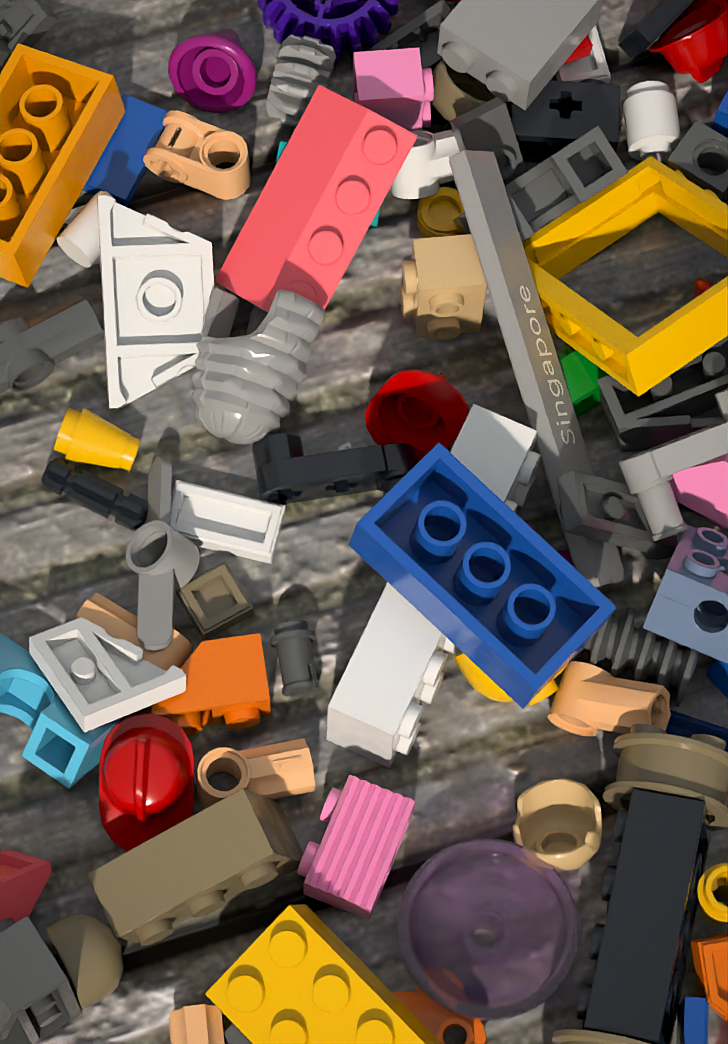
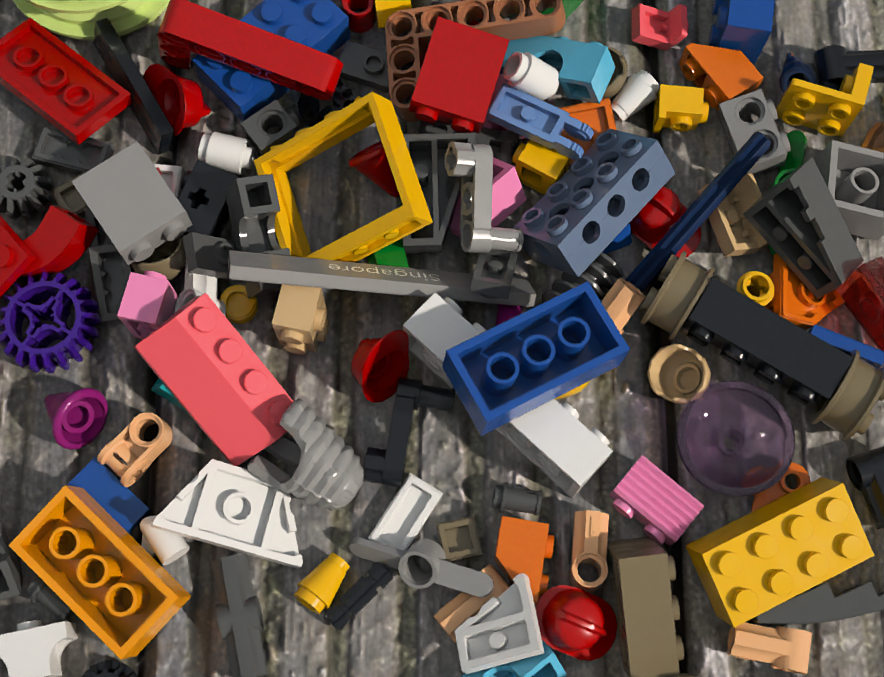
camera: 70 degrees left, 5 degrees up
(297, 73) = (111, 361): light grey gear -> none

